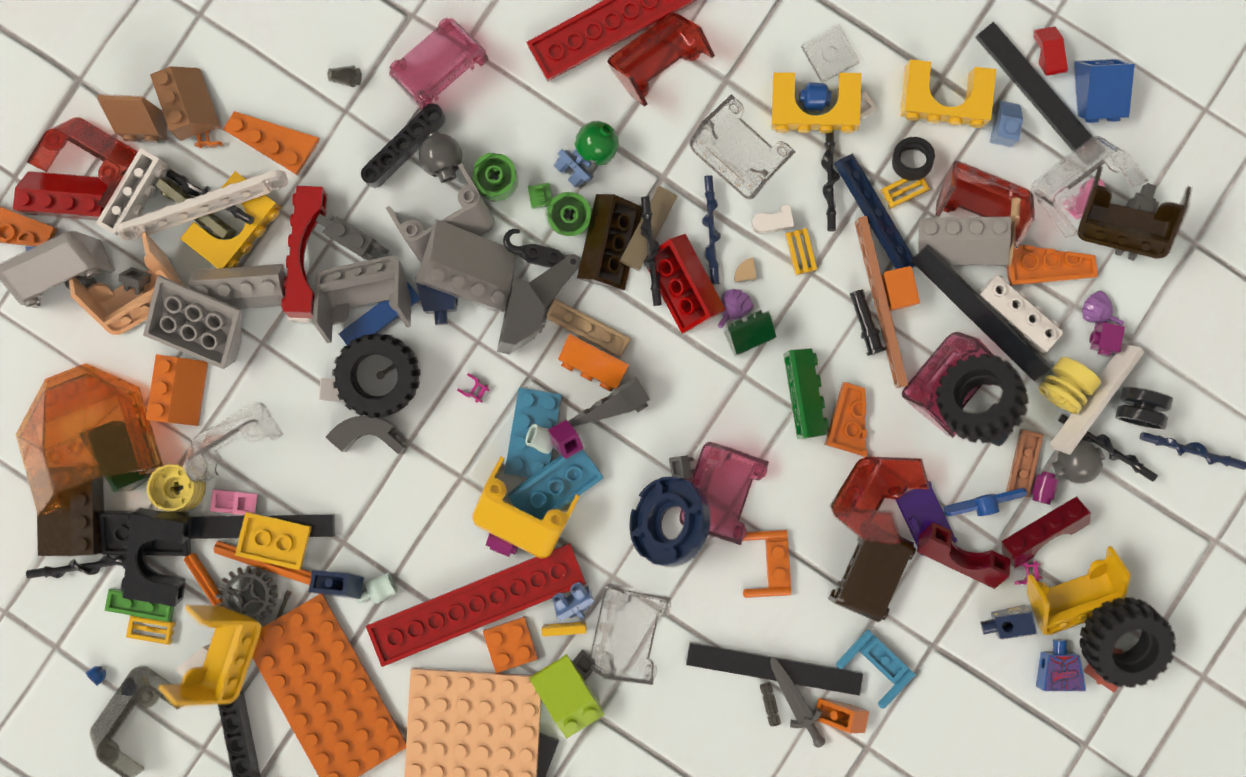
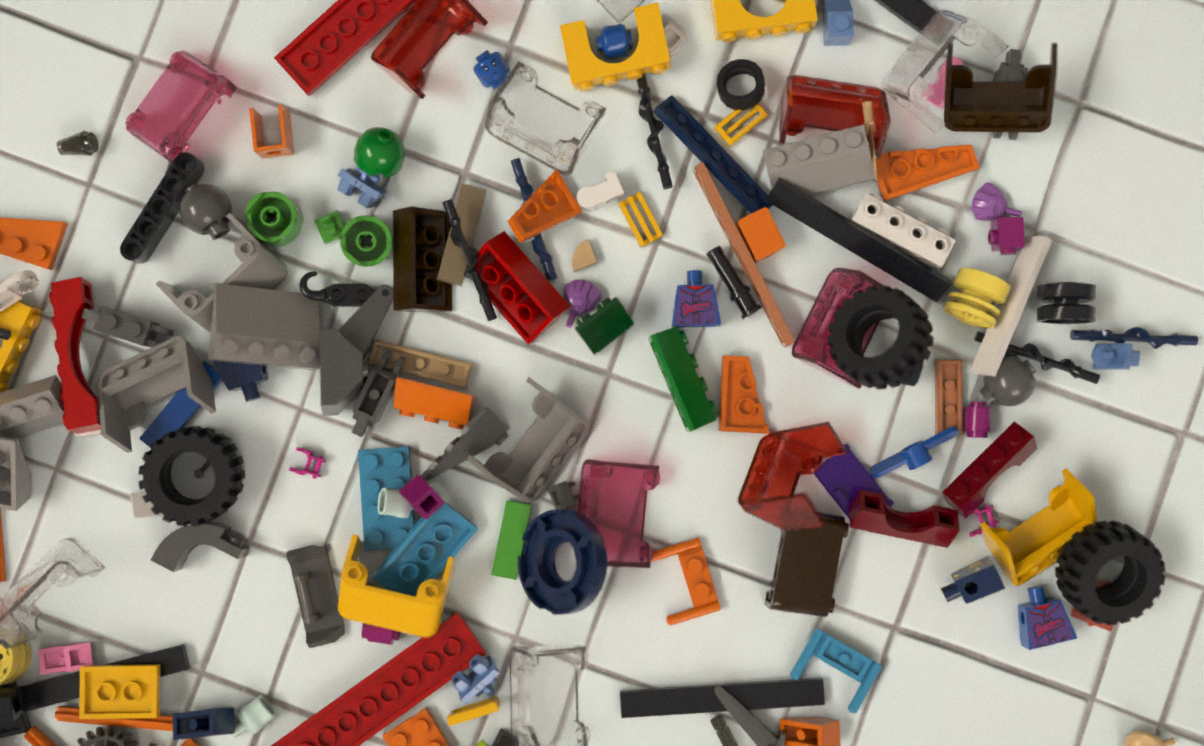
camera: 10 degrees left, 0 degrees up
(455, 500) = (316, 595): none -> dark grey piece
(517, 121) = (259, 147): none -> orange piece
(545, 344) = (375, 394): none -> dark grey hinge
(628, 493) = (510, 539): none -> bright green tile
(673, 423) = (540, 451): none -> light grey windscreen
(706, 95) = (491, 69): none -> blue head
(724, 223) = (544, 209): none -> orange wing
(831, 333) = (695, 303): none -> blue torso
(1174, 462) = (1114, 356): none -> medium blue hips

